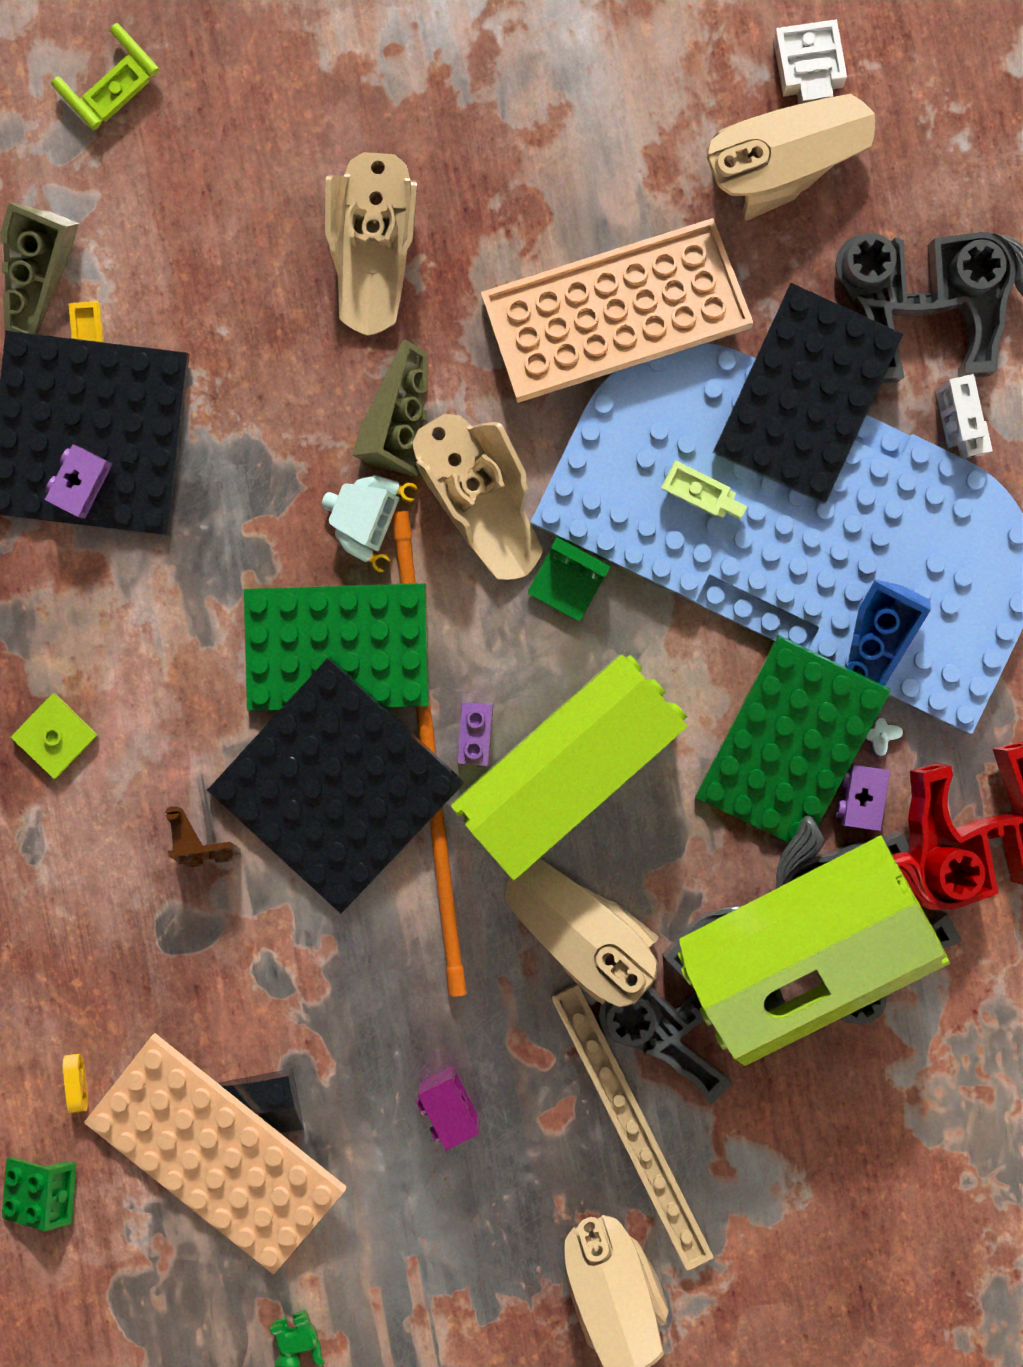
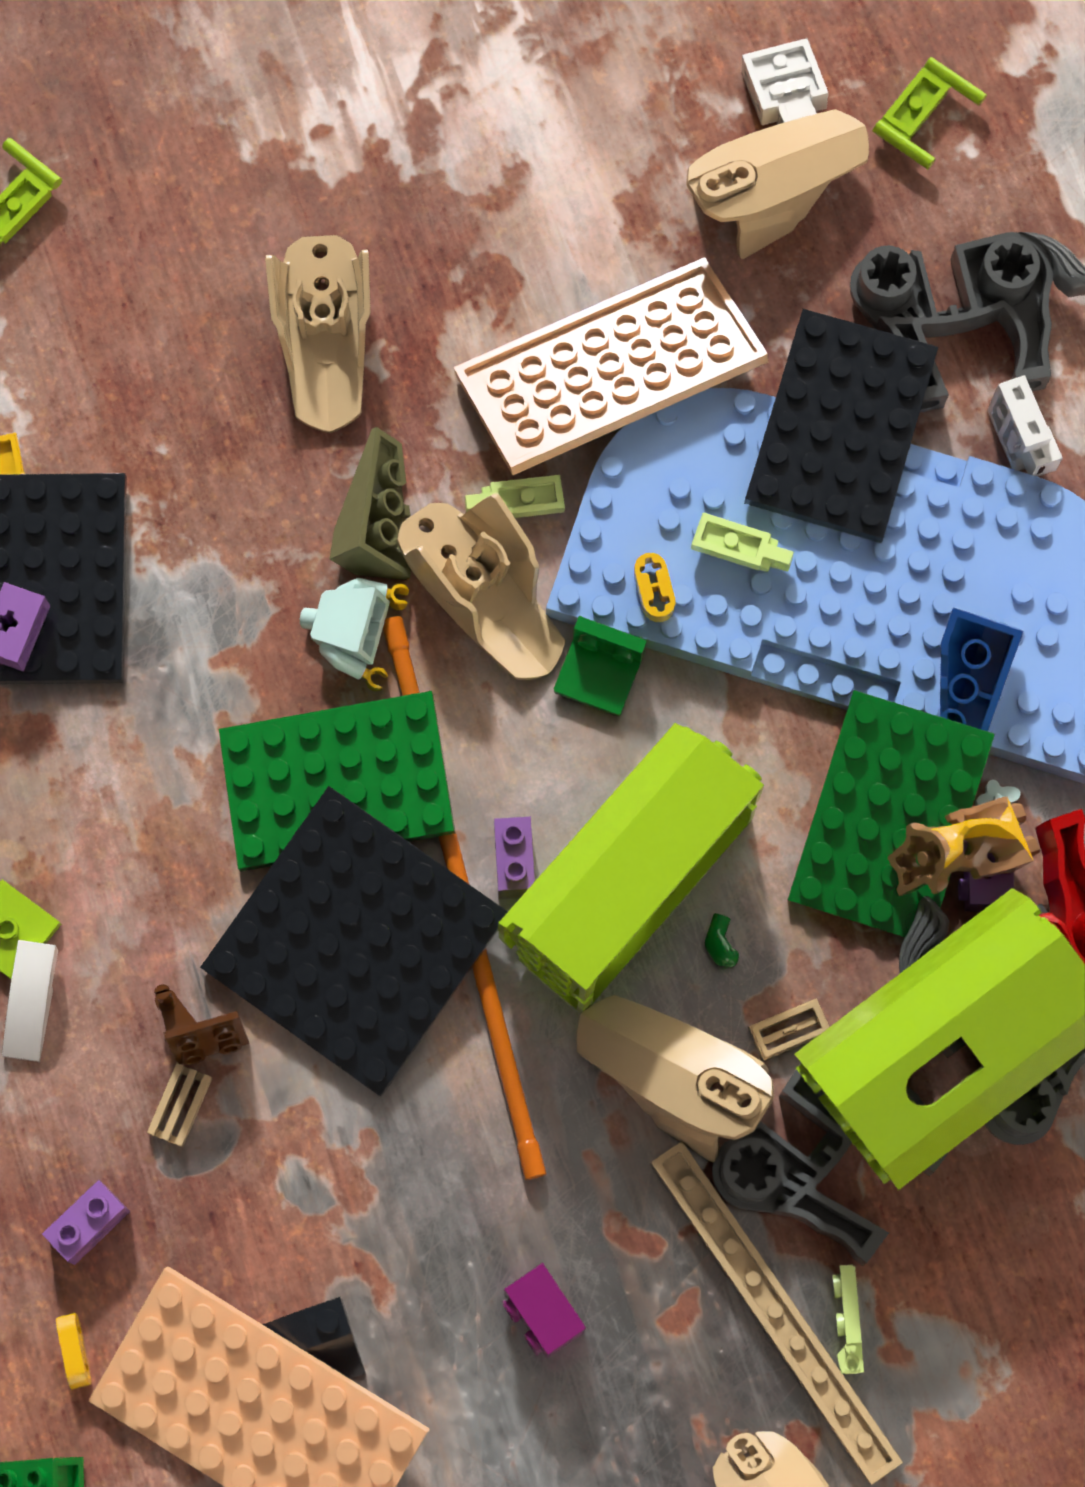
camera: 10 degrees left, 15 degrees down
(65, 798) = (29, 1000): none -> white slope
(94, 985) = (86, 1222): none -> medium lavender brick
(166, 920) = (192, 1075): none -> tan tile
(523, 418) = (525, 496): none -> yellowish green hinge
(616, 520) = (662, 585): none -> yellow beam
(632, 826) = (718, 945): none -> green arm
(674, 904) = (761, 1043): none -> tan tile
(689, 1144) = (848, 1322): none -> yellowish green hinge
(849, 787) = (940, 852): none -> medium nougat hips
(924, 95) = (917, 104): none -> lime plate

